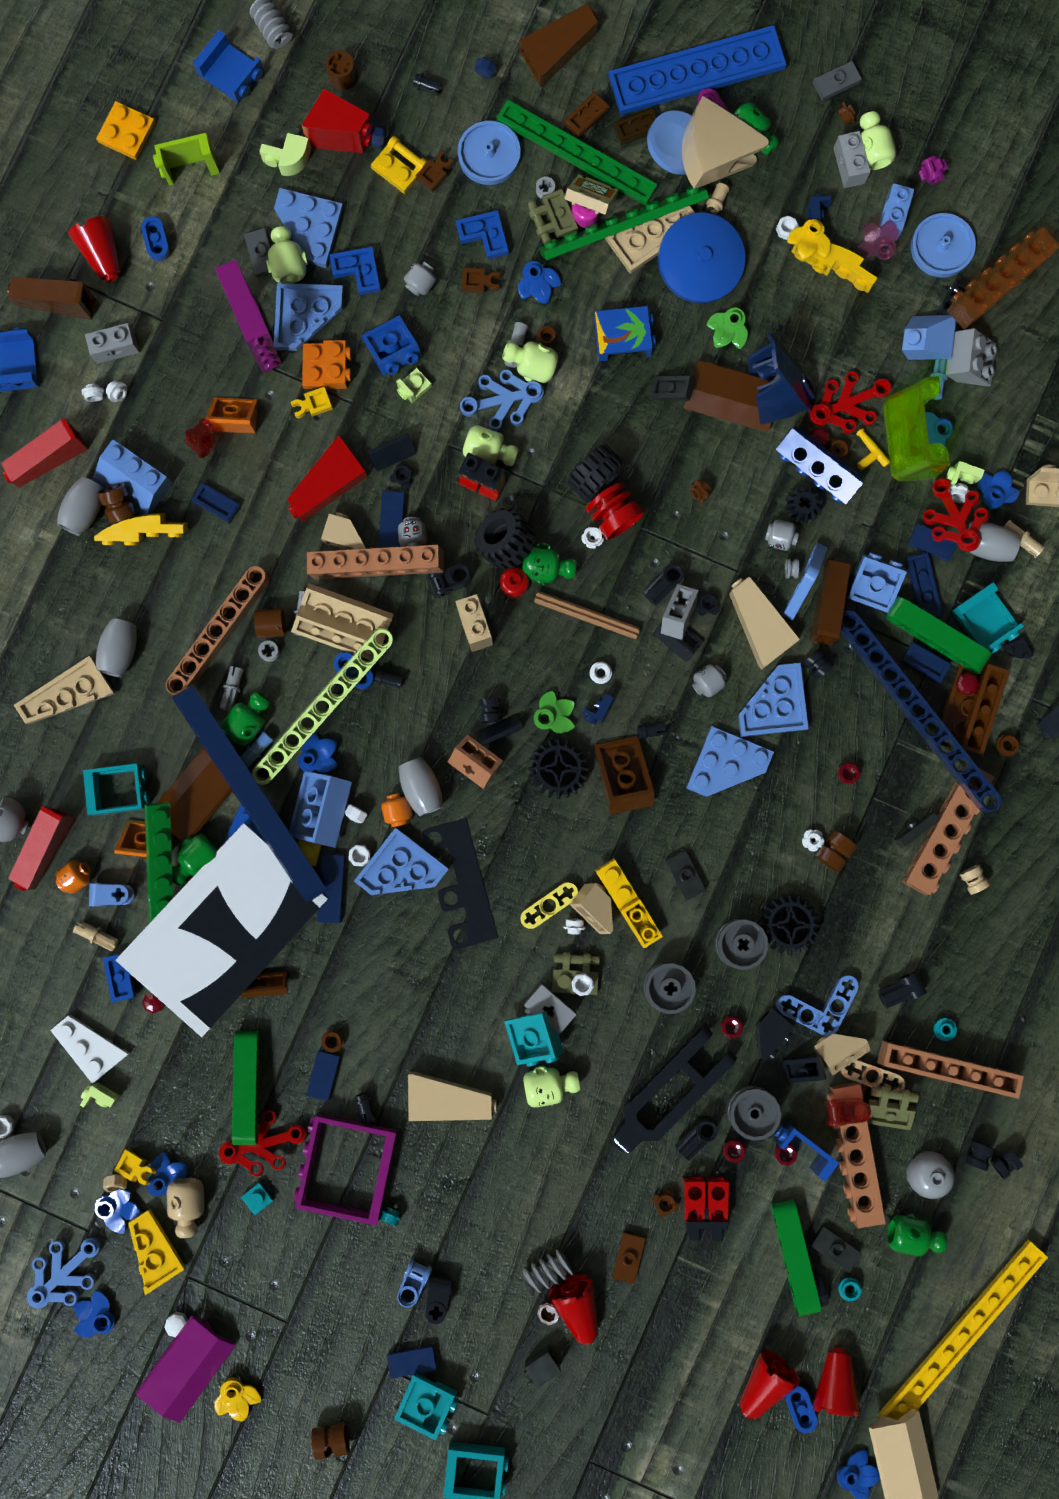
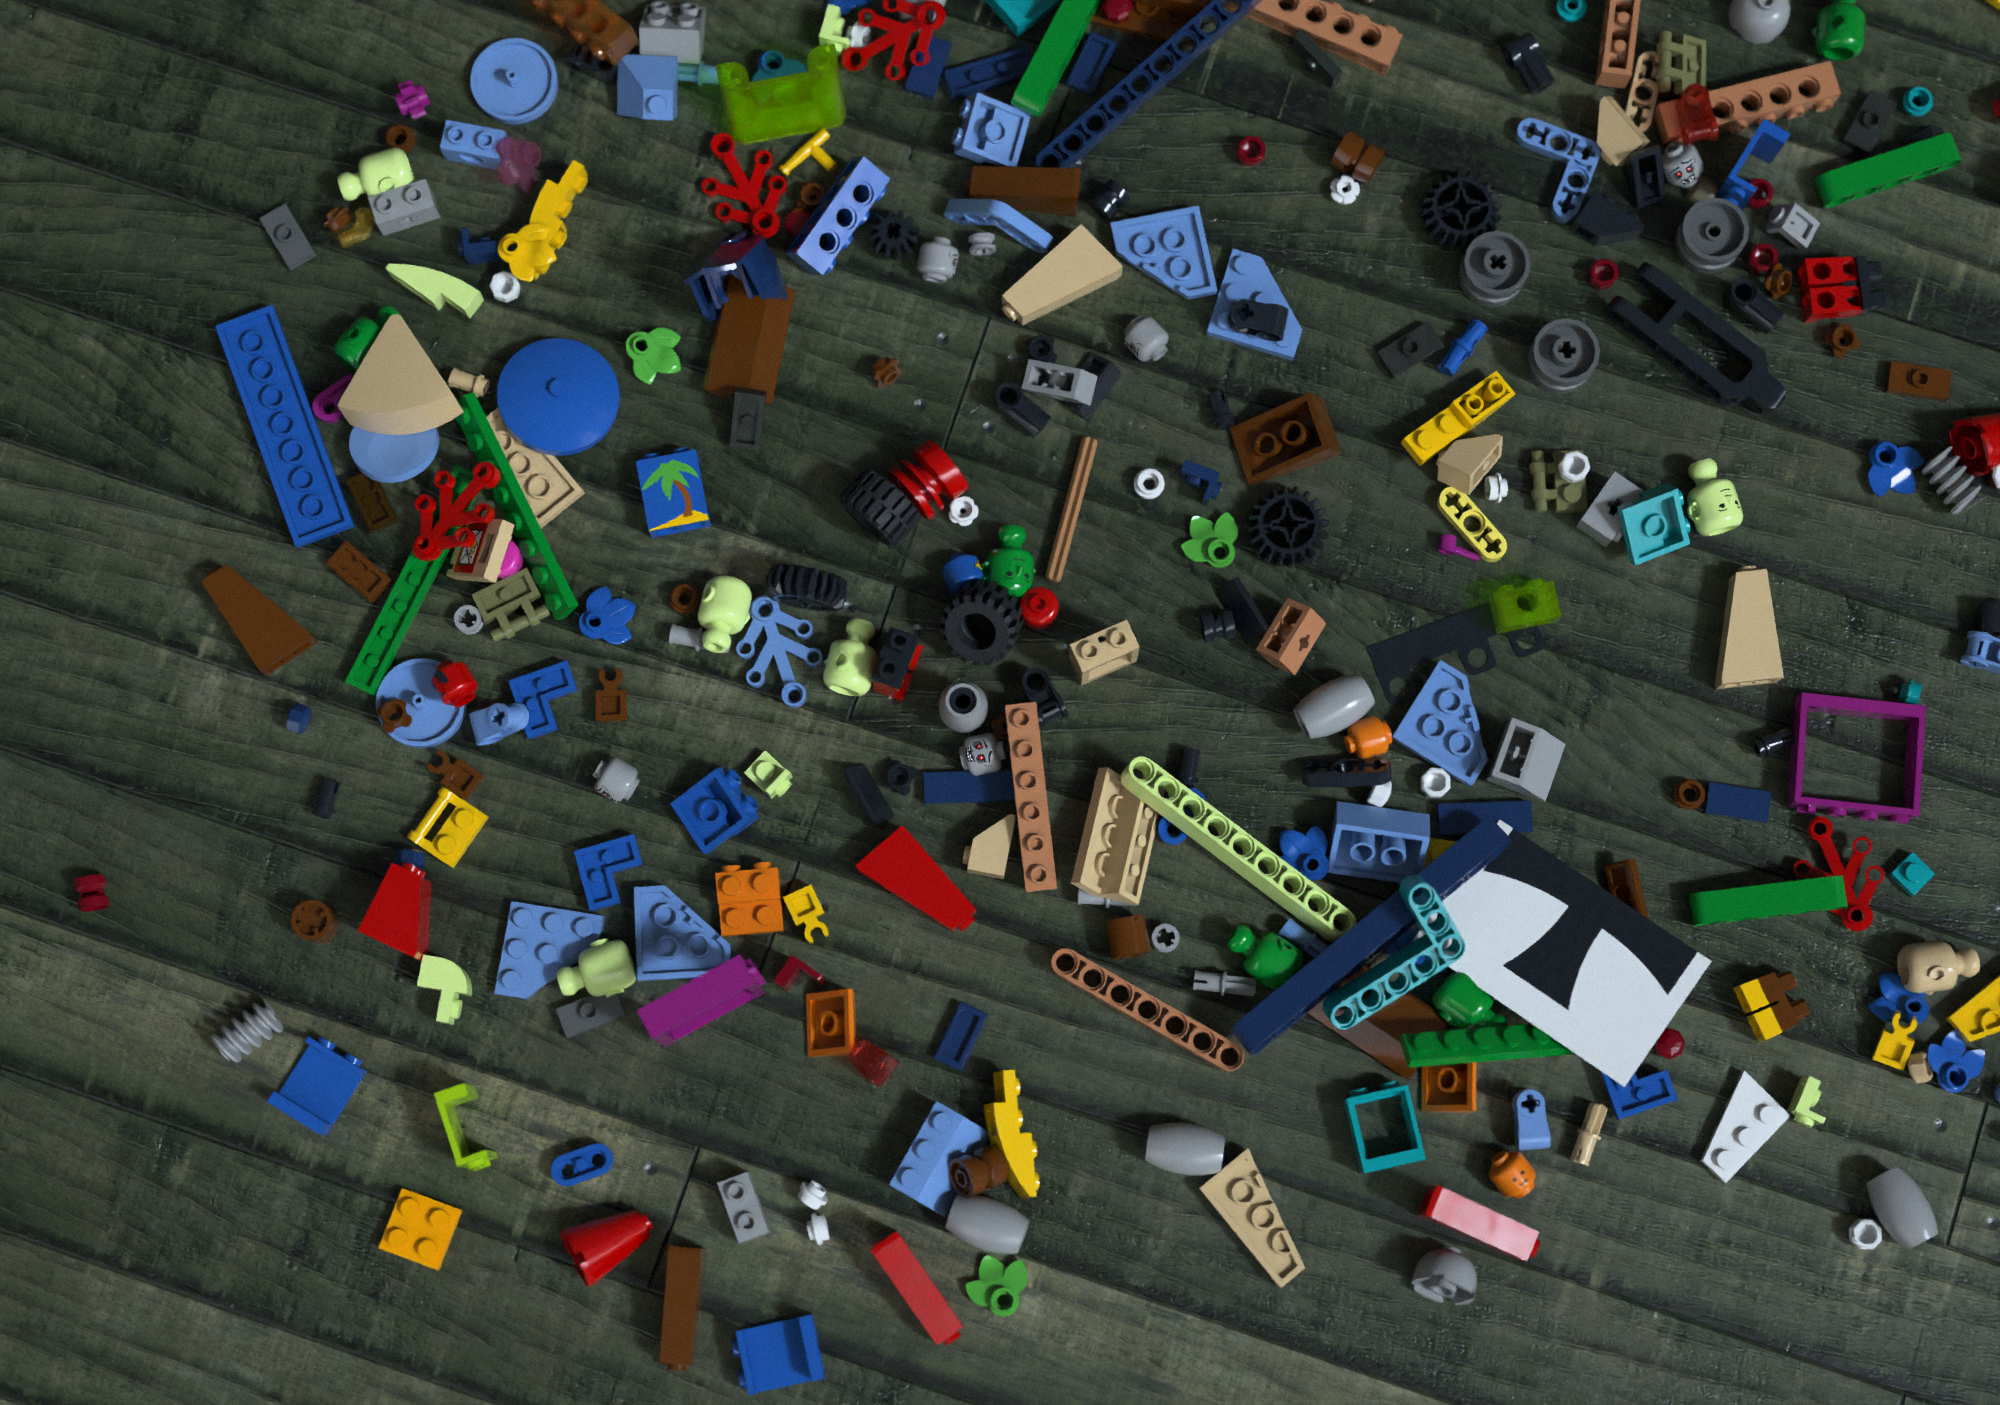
camera: 95 degrees left, 5 degrees down
(45, 512) = (998, 1280): none -> bright green plate
(170, 1077) = (1781, 1014): none -> hips
(219, 810) = (1402, 961): none -> teal beam
(270, 391) = (792, 970): none -> dark red panel
(367, 923) = (1526, 760): none -> light grey slope
(375, 770) = (1346, 772): none -> black beam
(444, 519) = (963, 694): none -> light grey piece
(468, 201) = (498, 721): none -> medium blue piece
(482, 950) = (1510, 617): none -> clear neon green brick
(483, 125) = (394, 707): none -> reddish brown plate
(497, 170) = (454, 683): none -> red head
(534, 886) = (1448, 546): none -> magenta hand
(542, 417) = (806, 588): none -> black gear
(546, 531) = (961, 570): none -> blue head
(559, 1230) = (1895, 473): none -> blue plate
(599, 160) = (452, 513): none -> red plant
(683, 913) = (1462, 347): none -> blue pin
(714, 767) = (1262, 320): none -> black piece
(715, 1159) = (1778, 281): none -> reddish brown plate
(758, 1177) = (1793, 224): none -> light grey bracket
(788, 180) = (437, 287): none -> yellowish green slope
(791, 1111) = (1701, 190): none -> dark tan piece
(811, 1097) = (1682, 164): none -> light grey head
(835, 128) = (362, 228): none -> clear yellow arm
(905, 156) = (400, 131): none -> reddish brown plate

